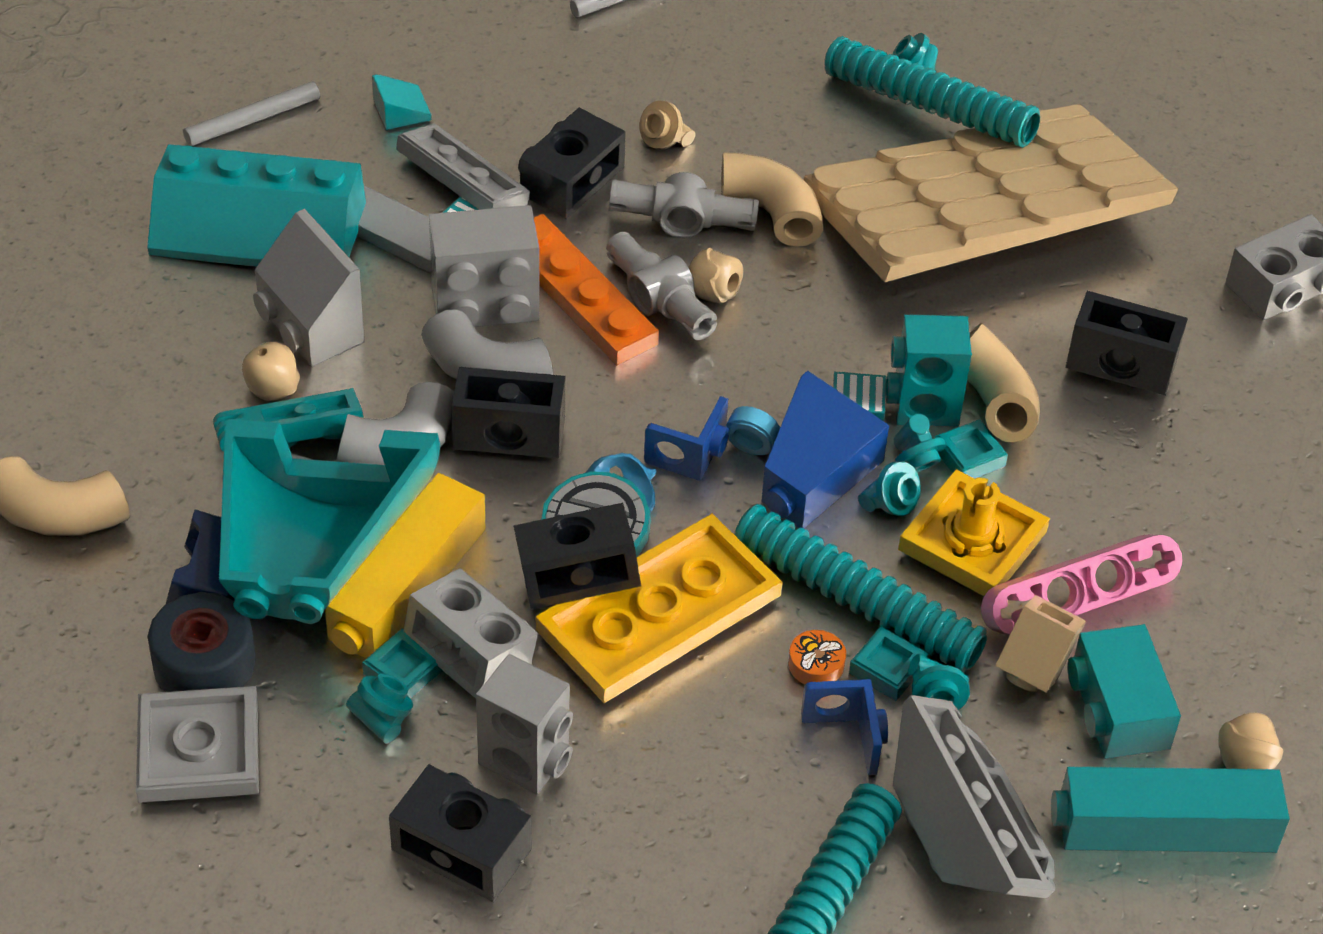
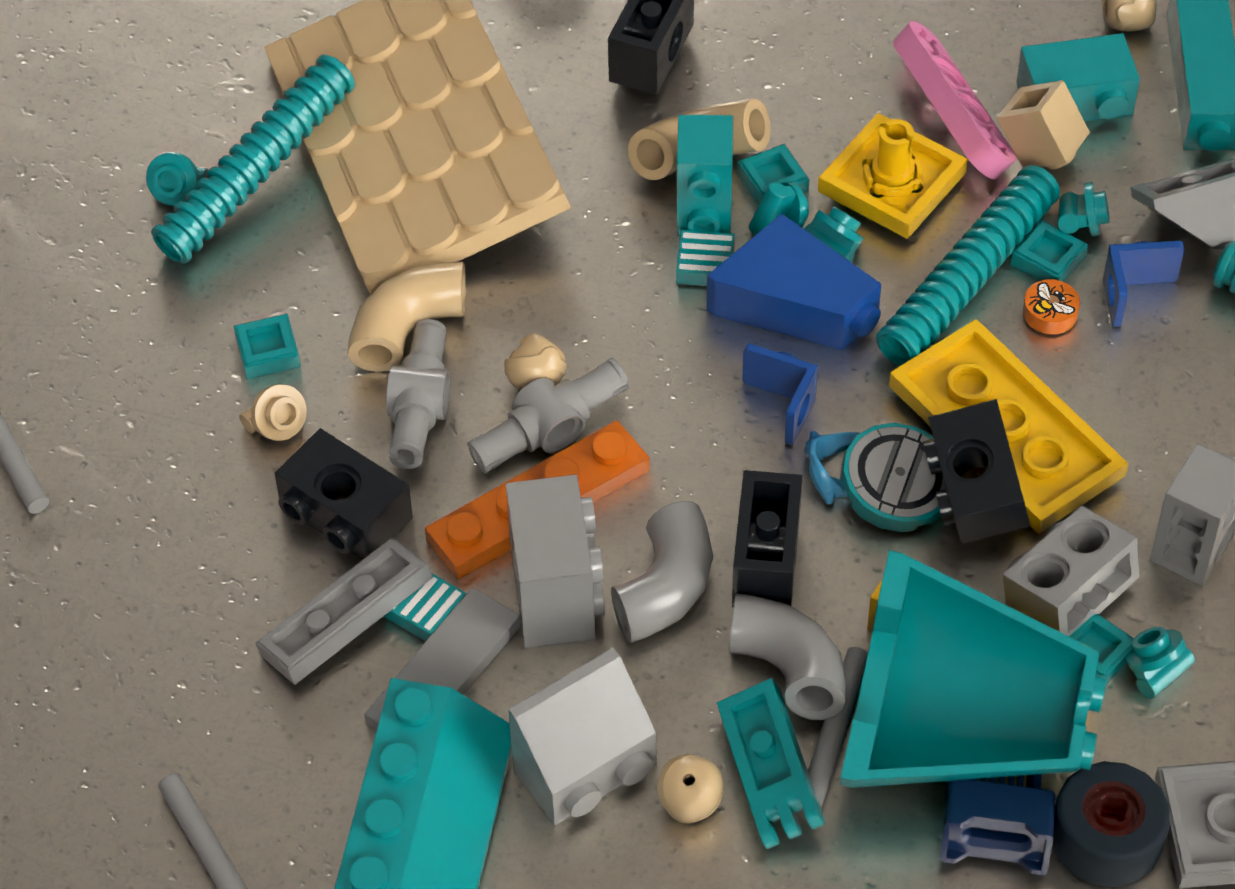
camera: 85 degrees left, 5 degrees up
(399, 102) = (207, 686): teal slope -> none
(739, 124) = (267, 346): none -> teal tile
(752, 430) = (771, 331): medium azure tile -> none

